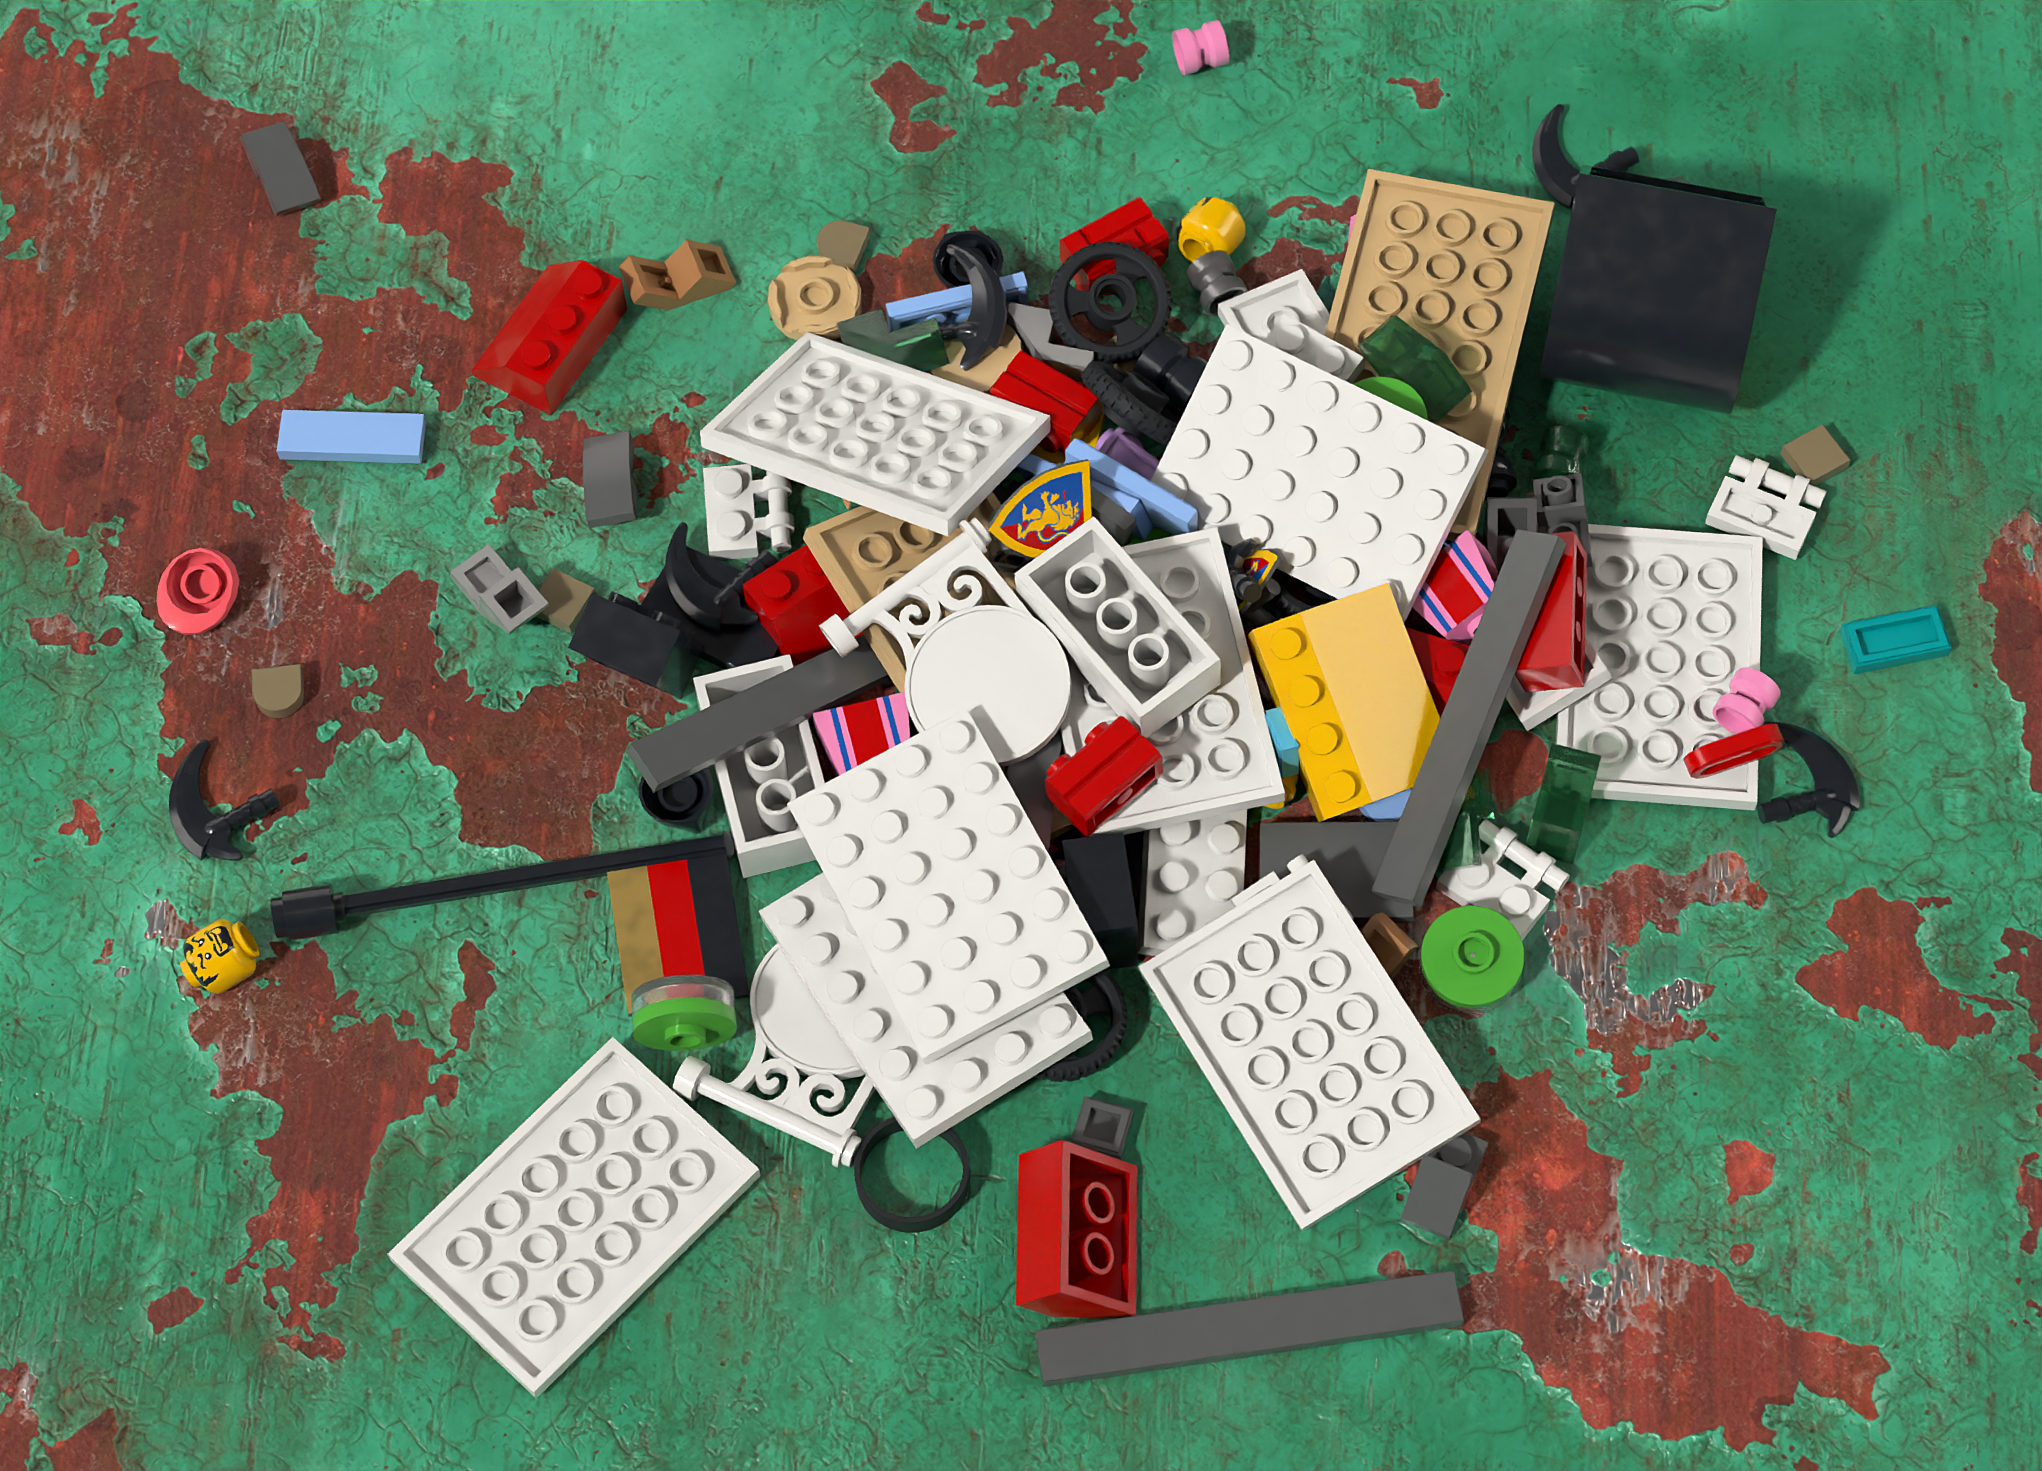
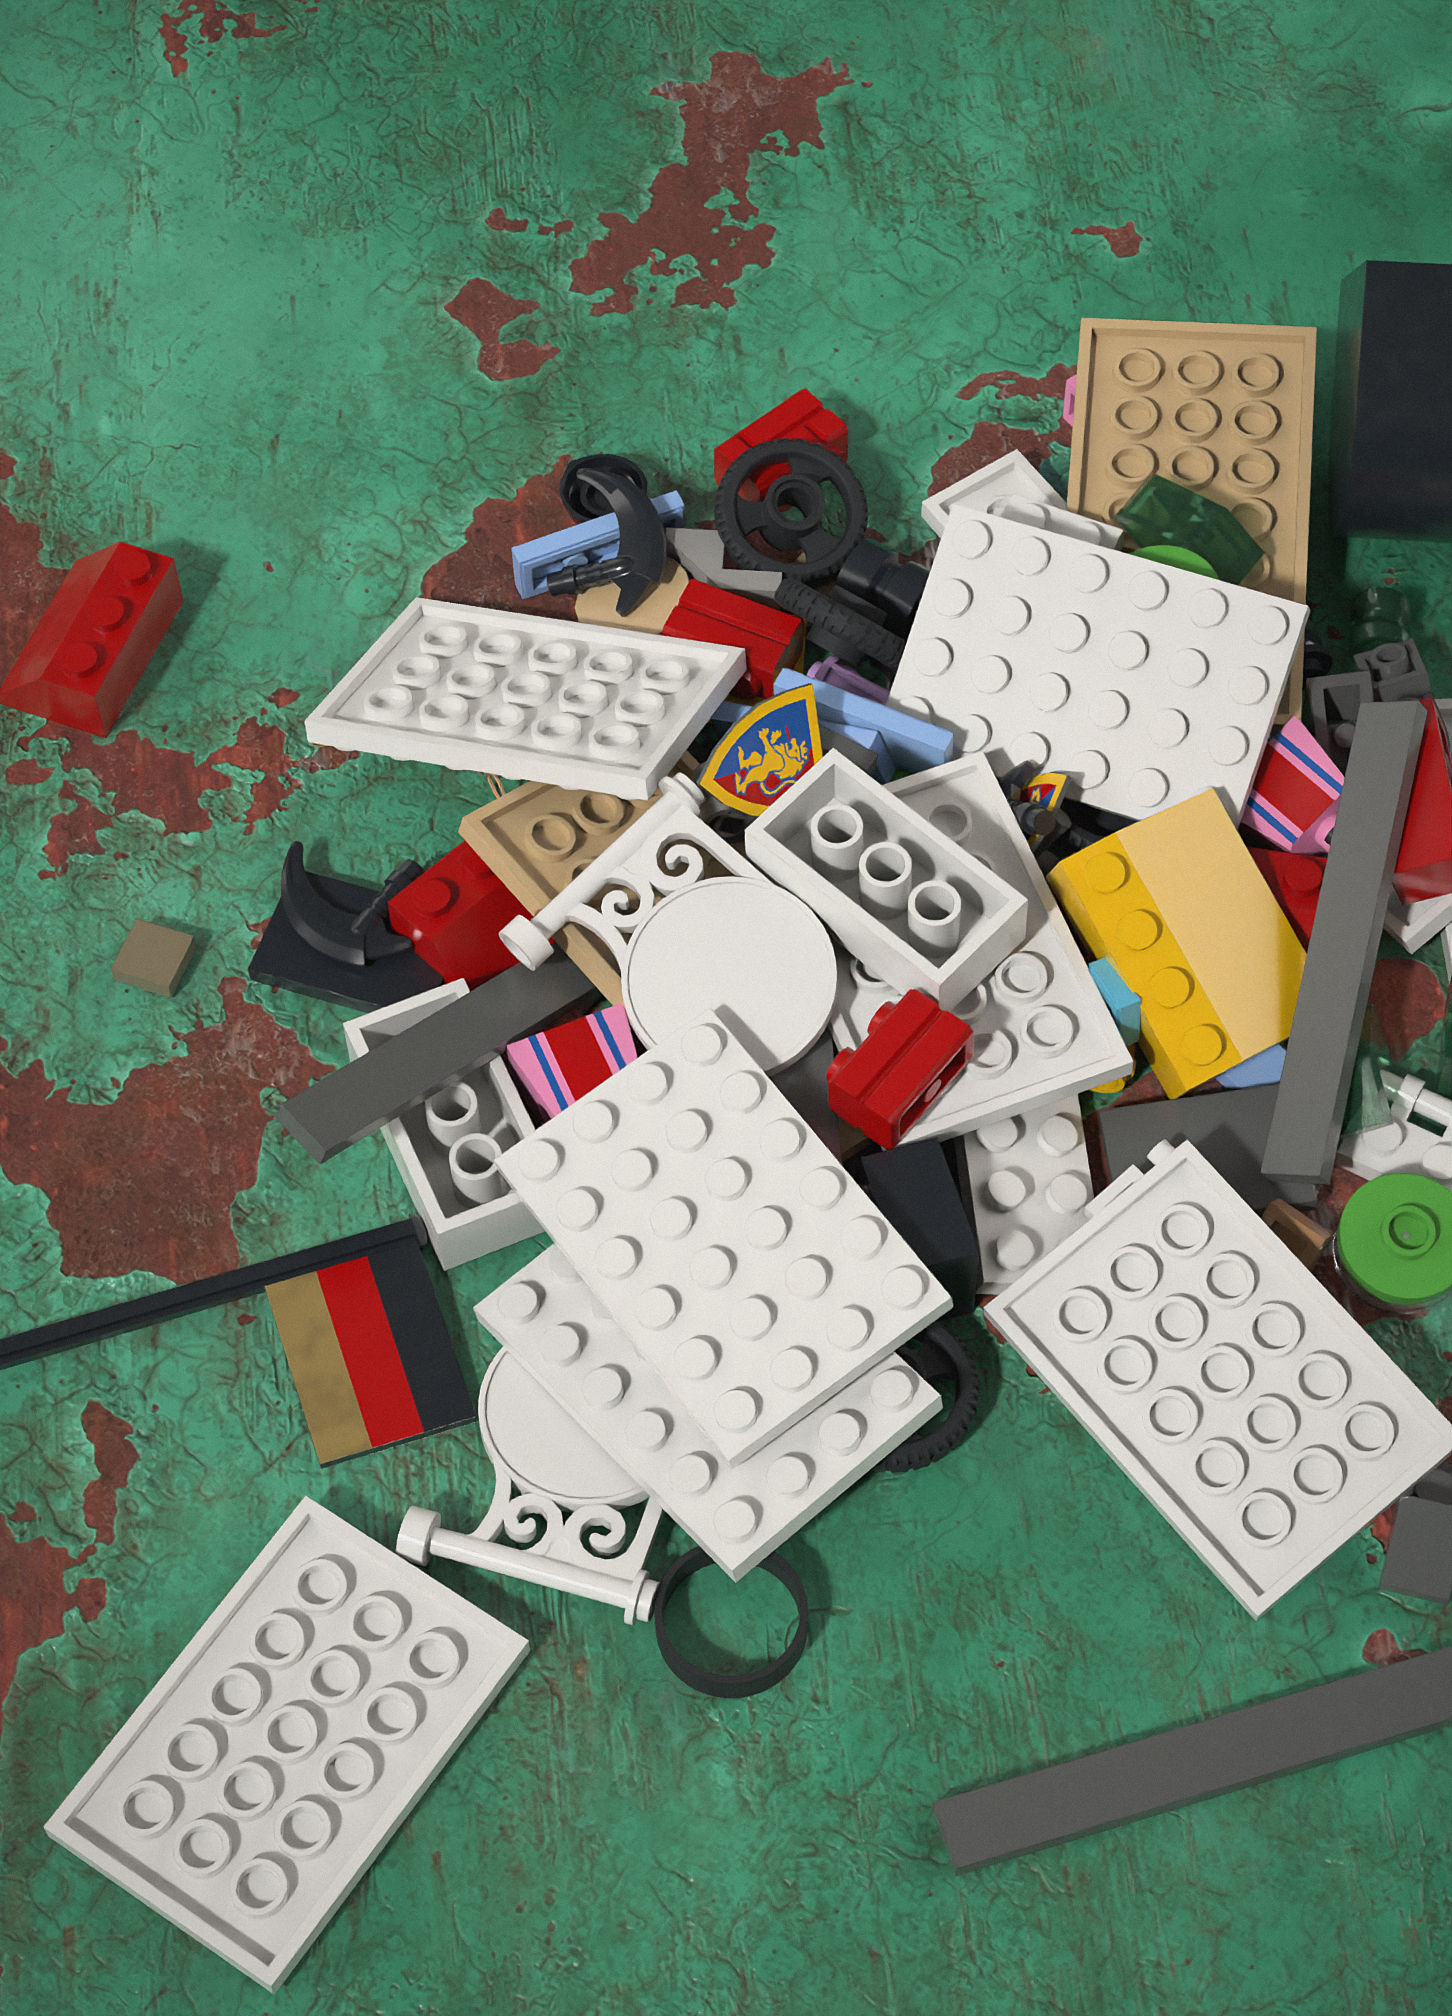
camera: 10 degrees left, 5 degrees down
(497, 592) = (70, 957): light grey slope -> none
(609, 479) = (193, 802): dark grey slope -> none
(630, 642) = (262, 992): black brick -> none
(681, 803) = (347, 1184): black hat -> none
(683, 1012) = (397, 1449): bright green piece -> none
(685, 277) = (251, 553): medium nougat slope -> none
(731, 511) = (355, 824): white plate -> none
(813, 297) = (418, 557): tan tile -> none
(843, 243) = (442, 492): dark tan tile -> none
(913, 346) = (555, 592): clear green slope -> none
(1076, 1233) = (963, 1665): red slope -> none
(1103, 1127) = (969, 1525): dark grey tile -> none
(1200, 47) = (842, 216): bright pink wheel -> none
(1210, 227) = (896, 421): yellow head -> none
(1215, 280) = (912, 475): flat silver wheel -> none
(1554, 170) = (1290, 301): black piece -> none

